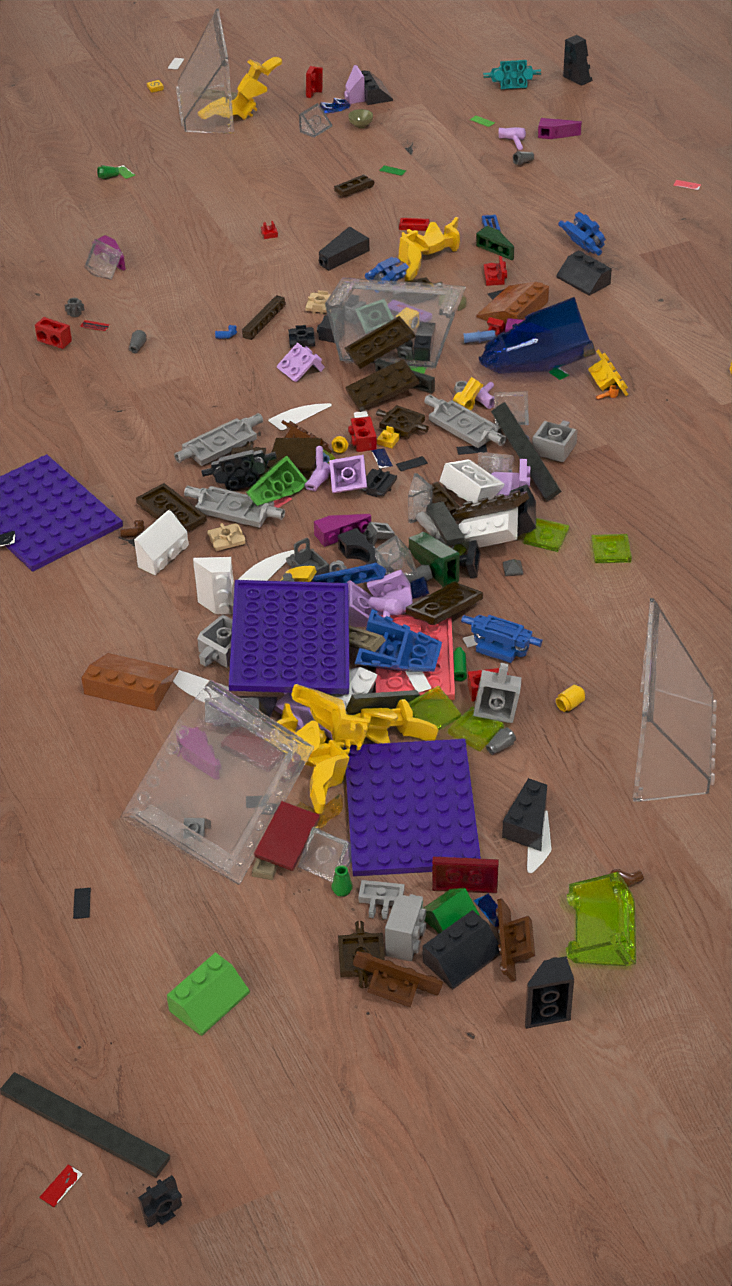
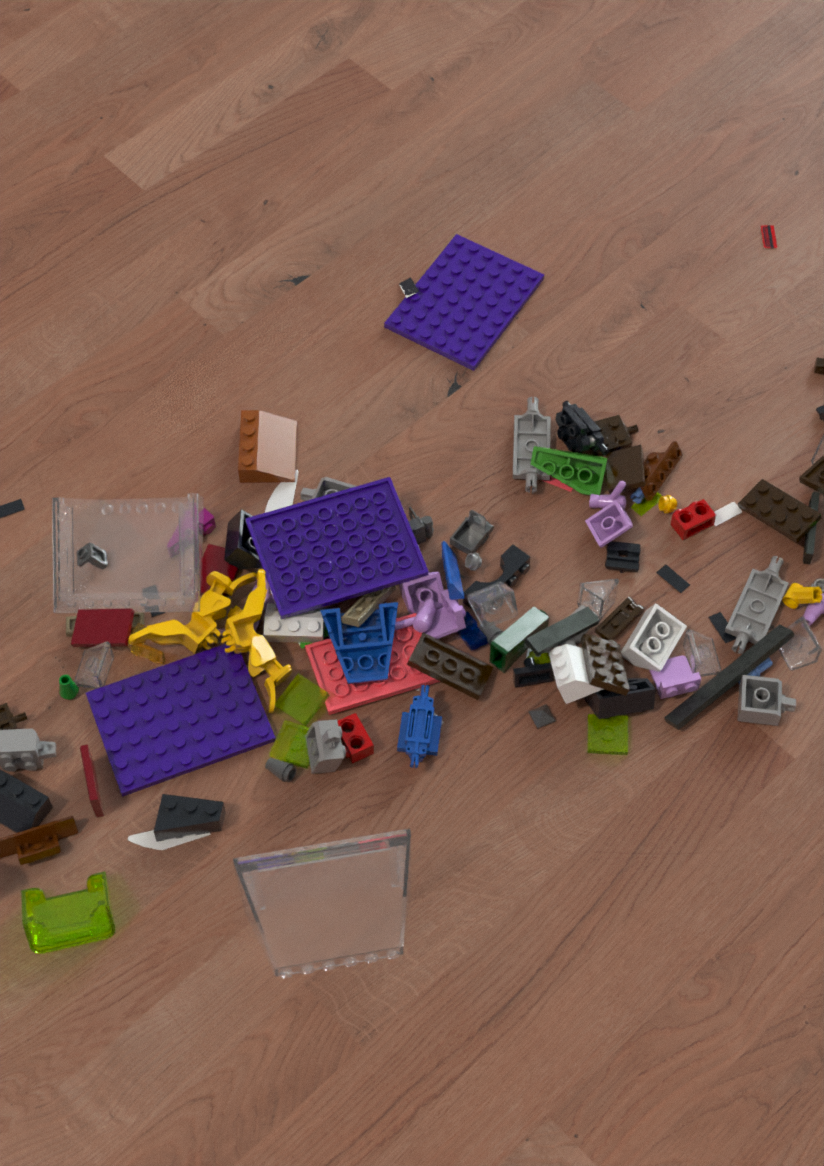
camera: 70 degrees right, 15 degrees up
(53, 332) = (725, 207): red brick -> none
(74, 307) = (782, 208): dark grey gear -> none
(134, 531) = (465, 381): reddish brown arm -> none
(137, 340) = (754, 278): dark grey cone -> none
(160, 543) = (444, 406): white slope -> none
(163, 498) = (505, 398): dark brown plate -> none
(215, 583) = (393, 464): white slope -> none
(220, 440) = (625, 401): light grey plate -> none
(226, 334) = (807, 348): blue arm -> none
(226, 536) = (489, 463): tan piece -> none
(267, 567) = (454, 502): white sticker -> none
(297, 414) = (706, 453): white sticker -> none
(298, 362) = (790, 424): lavender bracket -> none
(302, 573) = (443, 531): yellow slope -> none
(330, 527) = (532, 541): magenta slope -> none
(378, 531) = (542, 579): dark grey bracket -> none
(379, 700) = (285, 650): pearl dark grey tile -> none
(381, 458) = (670, 549): clear blue sticker -> none
(381, 894) = (64, 721): light grey hinge -> none
(388, 438) = (701, 544): yellow tile -> none
(402, 420) = (733, 548): dark brown plate -> none
(418, 681) = (333, 677): white sticker -> none
(449, 909) = (59, 782): green slope -> none
(460, 664) = (376, 705): green cylinder -> none
(488, 907) = (80, 812): clear blue sticker -> none
(570, 698) = (359, 816): yellow brick -> none
(611, 548) = (610, 802): clear neon green tile -> none
(630, 879) = (135, 918): reddish brown arm -> none

